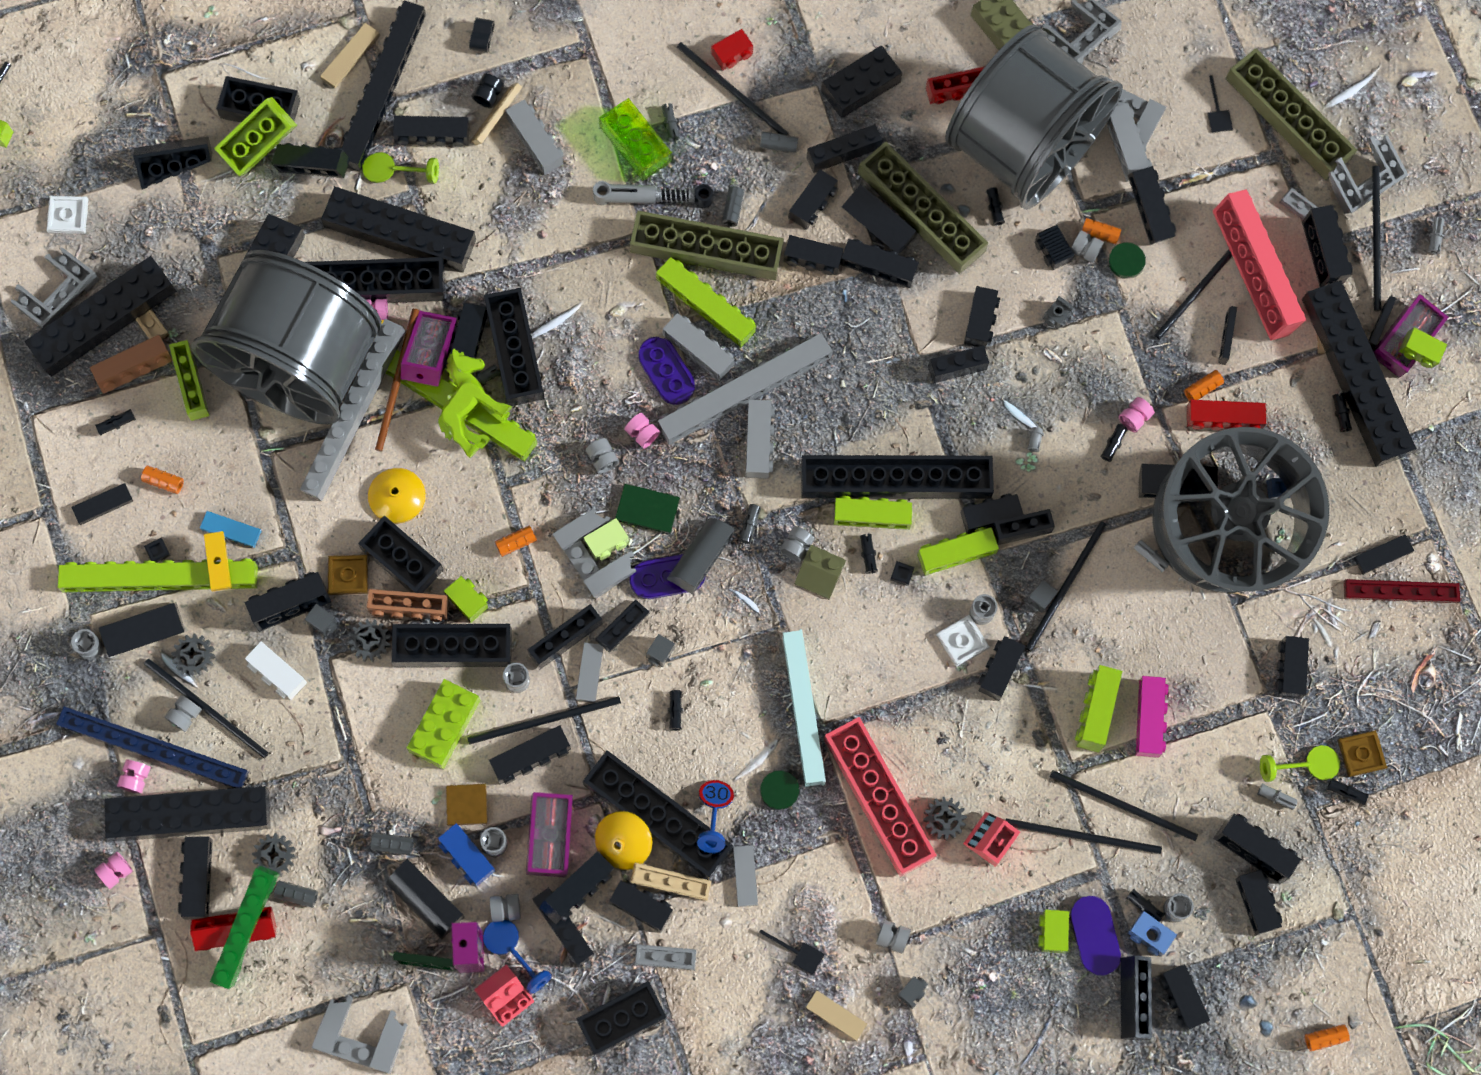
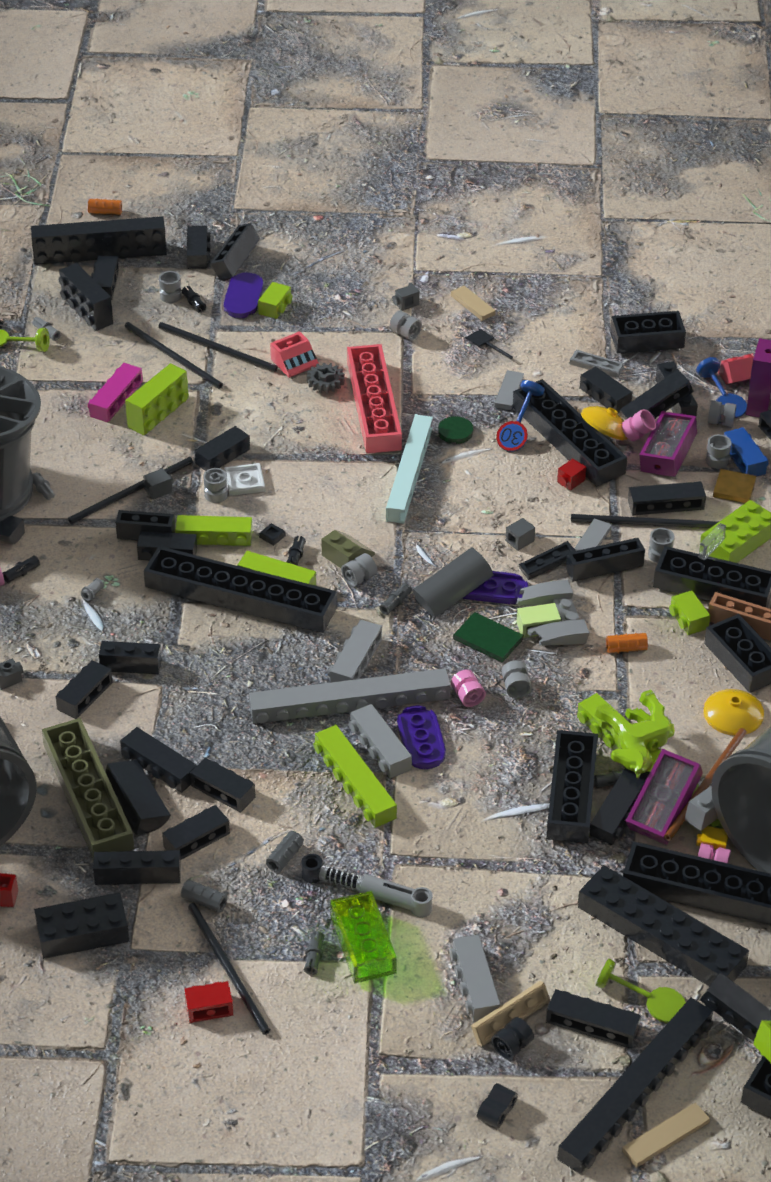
camera: 155 degrees left, 30 degrees down
(462, 671) = (712, 541): none -> clear tile
(585, 839) = (638, 425): none -> bright pink wheel
(637, 755) = (571, 474): none -> red brick
(670, 881) = (581, 396): tan tile -> none
(675, 710) = (525, 492): black pin -> none
(706, 245) = (332, 818): olive brick -> none
(1163, 938) = (199, 281): medium blue brick -> none
(1298, 953) = (98, 238): none -> black brick

